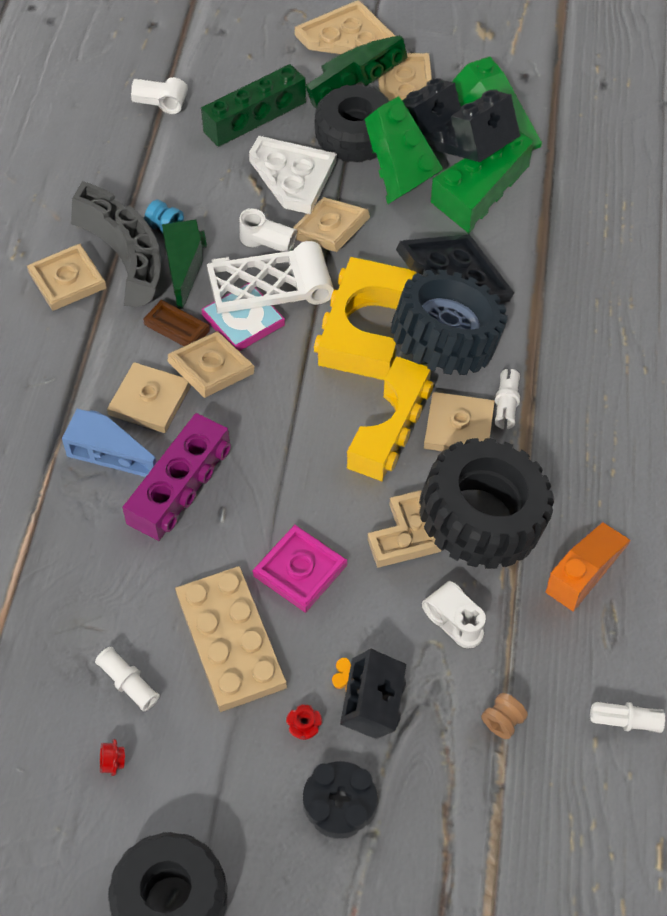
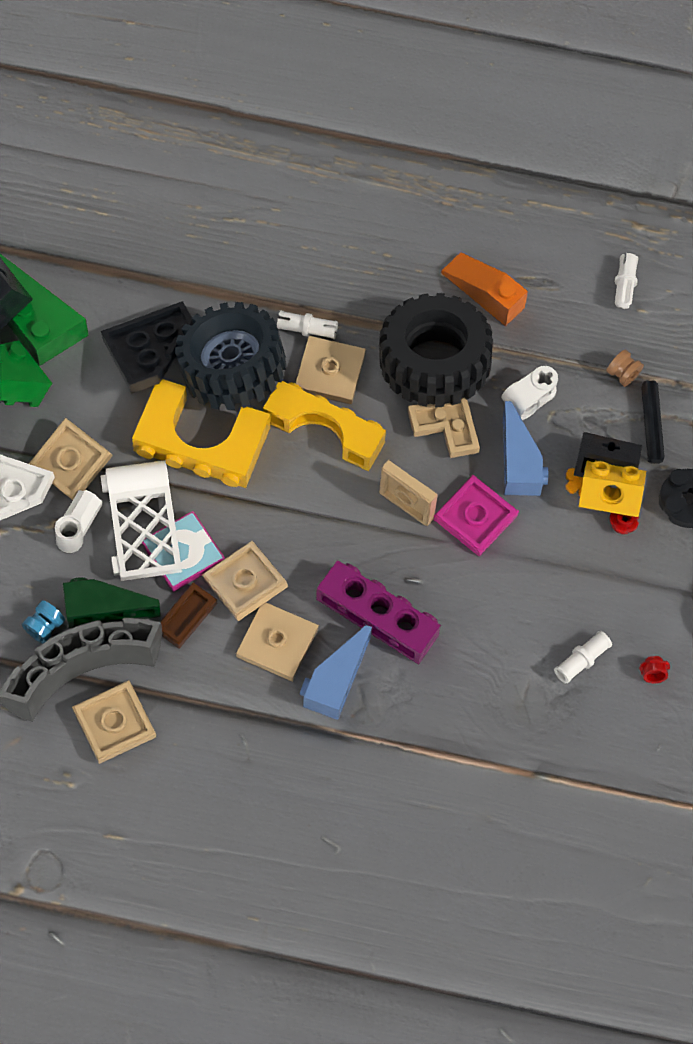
camera: 90 degrees left, 10 degrees up
(230, 639) = (542, 575): tan plate -> none
(309, 486) = (408, 493): none -> tan plate
(331, 694) = (624, 499): none -> yellow brick
(367, 605) = (522, 458): none -> medium blue slope
(438, 753) = (652, 422): none -> black axle

